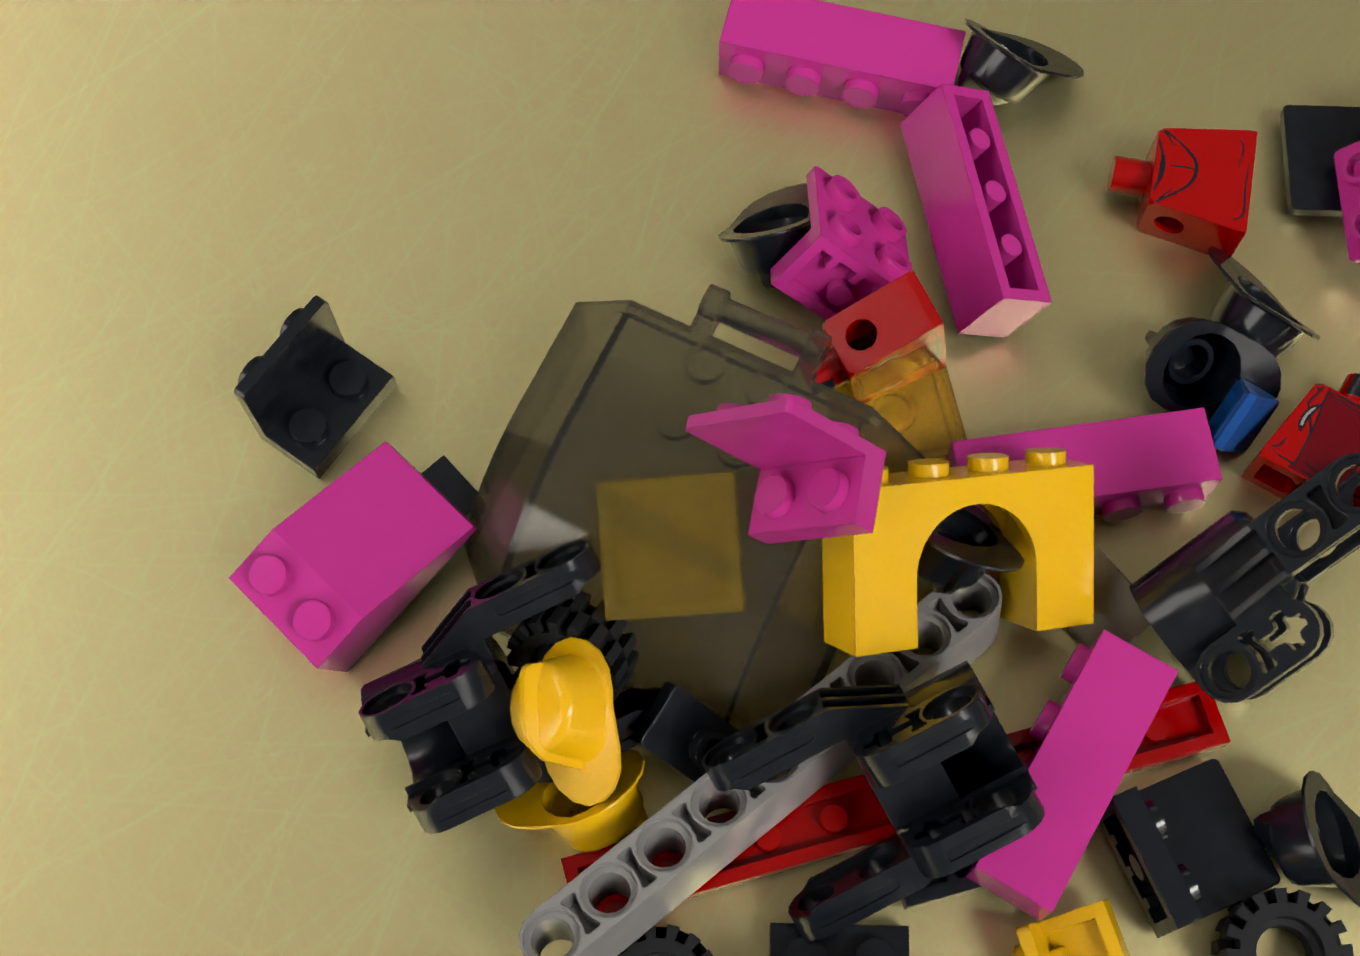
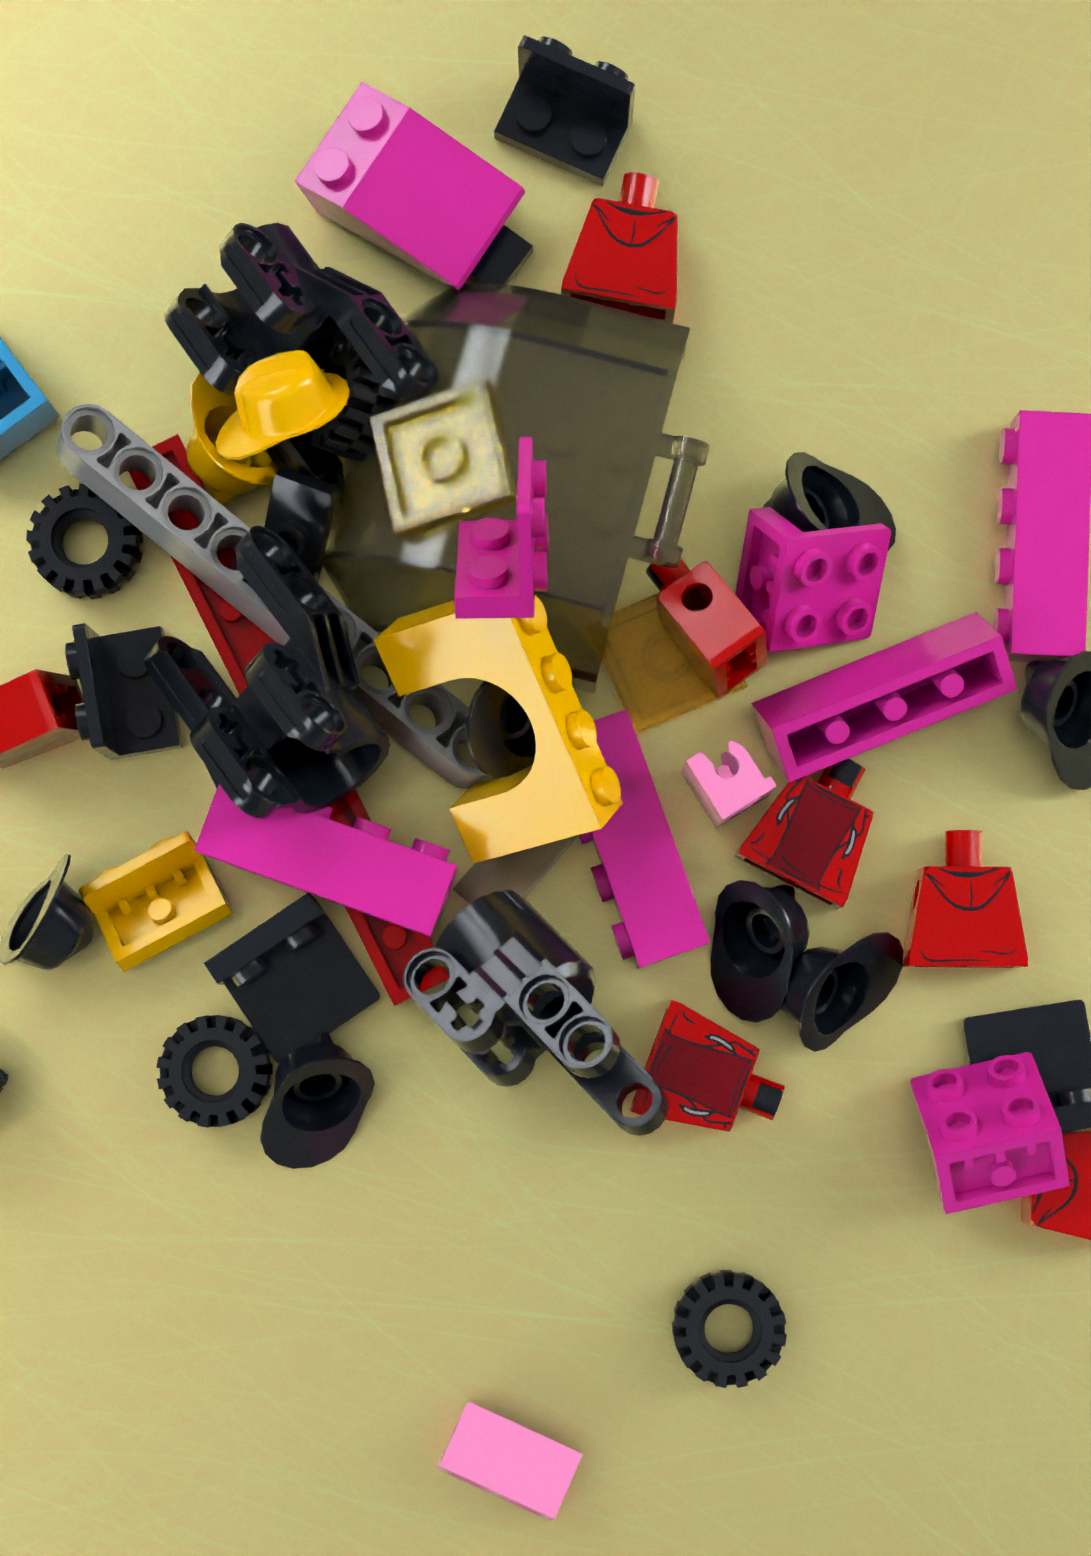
camera: 80 degrees right, 15 degrees up
(476, 363) = (627, 253): none -> red torso
(1054, 362) = (731, 788): none -> bright pink hinge
(1100, 305) = (813, 834): none -> torso
(1241, 416) = (716, 984): blue slope -> none

